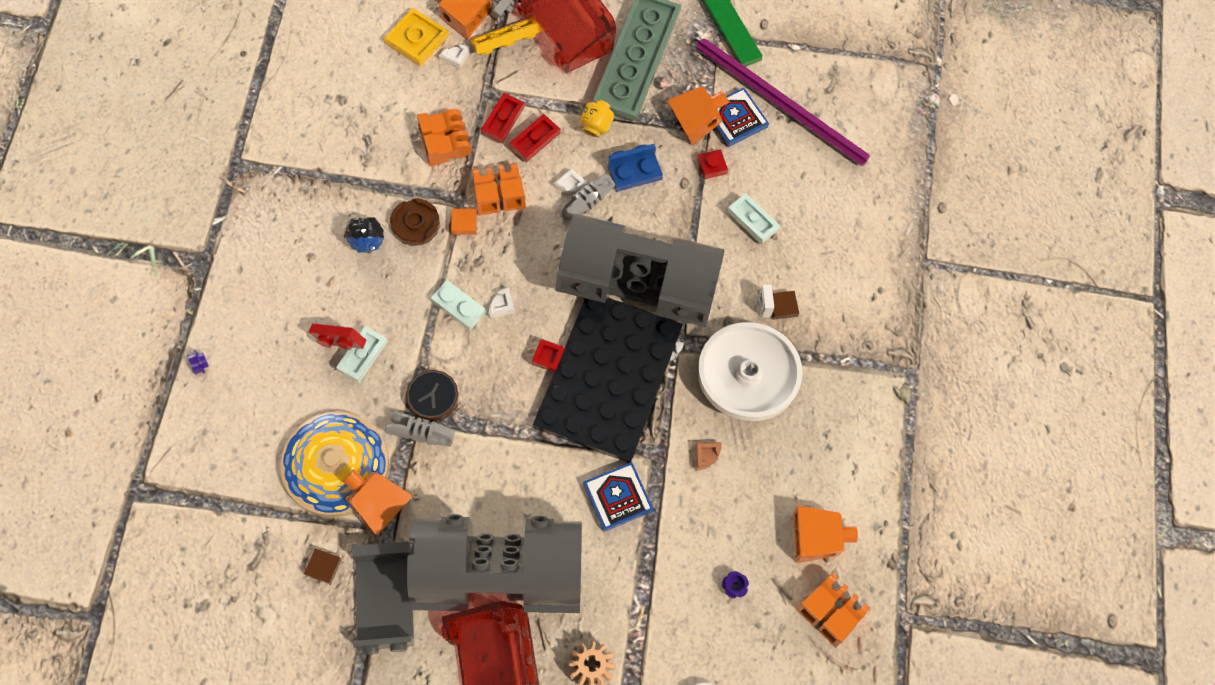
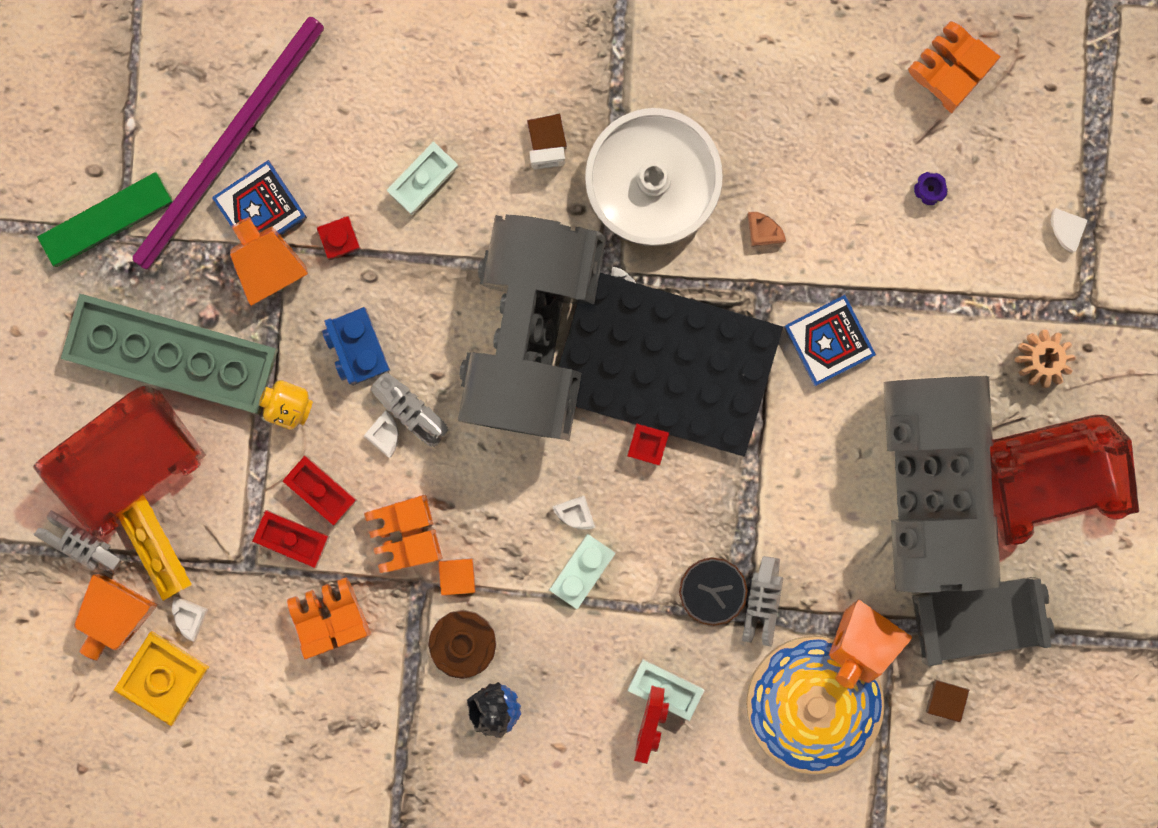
camera: 85 degrees left, 20 degrees up
(820, 534) = (862, 83): orange torso -> none

